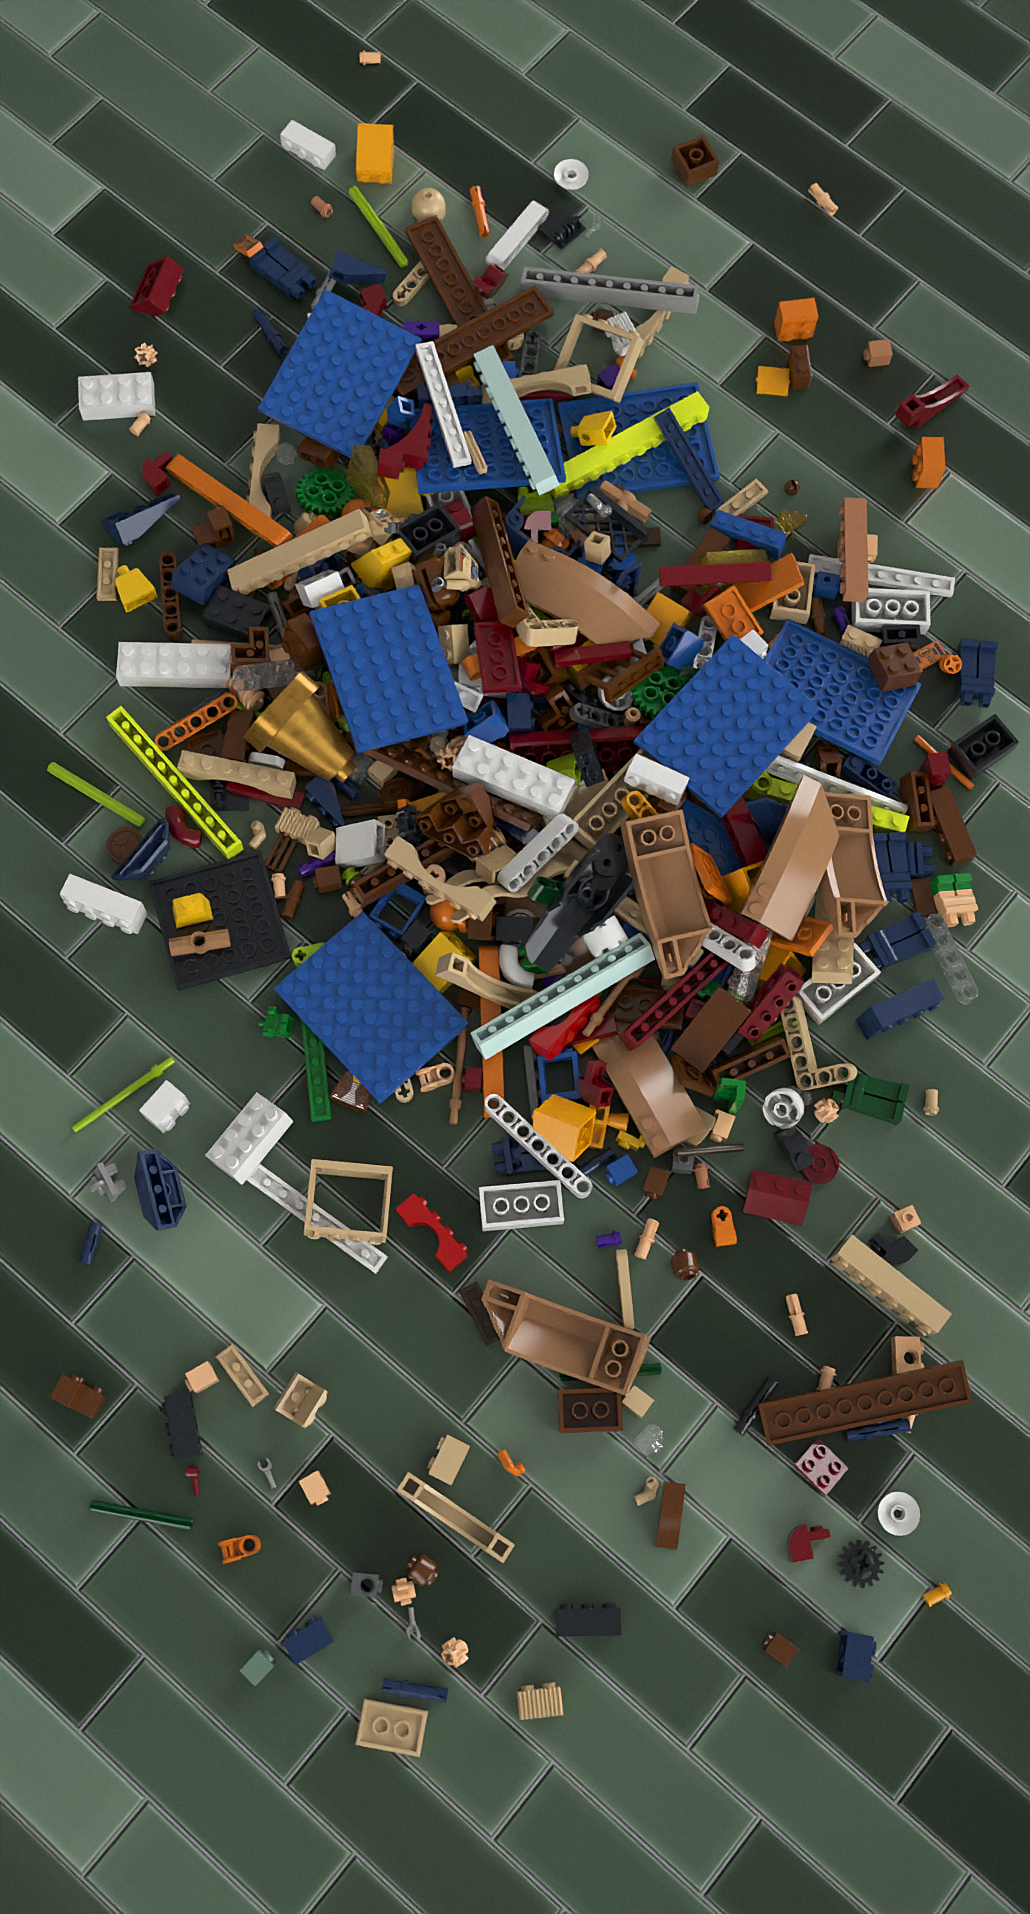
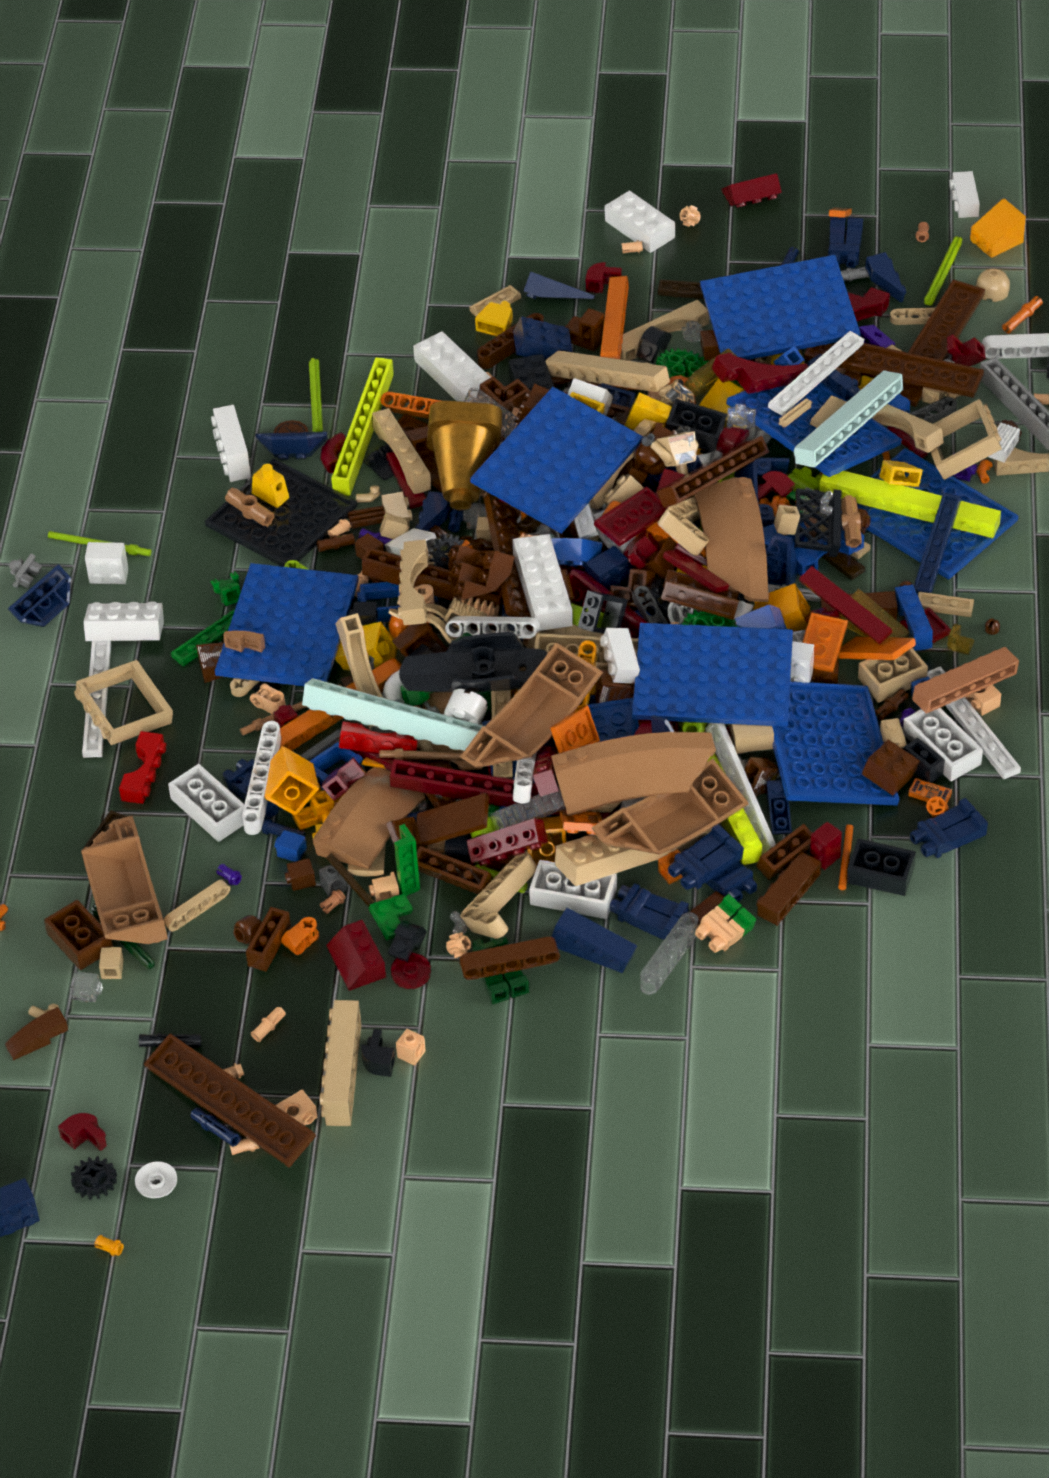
camera: 60 degrees right, 25 degrees down
(225, 423) = (680, 289): none -> dark brown tile
(266, 760) = (428, 459): white beam -> none
(370, 1062) = (240, 639): none -> medium nougat slope
(449, 495) = (741, 416): none -> clear brick
(489, 428) = (827, 410): none -> tan tile
(646, 1239) = (250, 897): light nougat axle -> none
(711, 1256) = (268, 939): none -> reddish brown brick
(748, 1142) = (387, 913): none -> green plate
(783, 1108) = (435, 913): white cylinder -> none
(821, 1466) = (153, 1109): hinge -> none
(880, 1084) = (509, 958): none -> reddish brown beam
(931, 1102) = (532, 1011): tan pin -> none

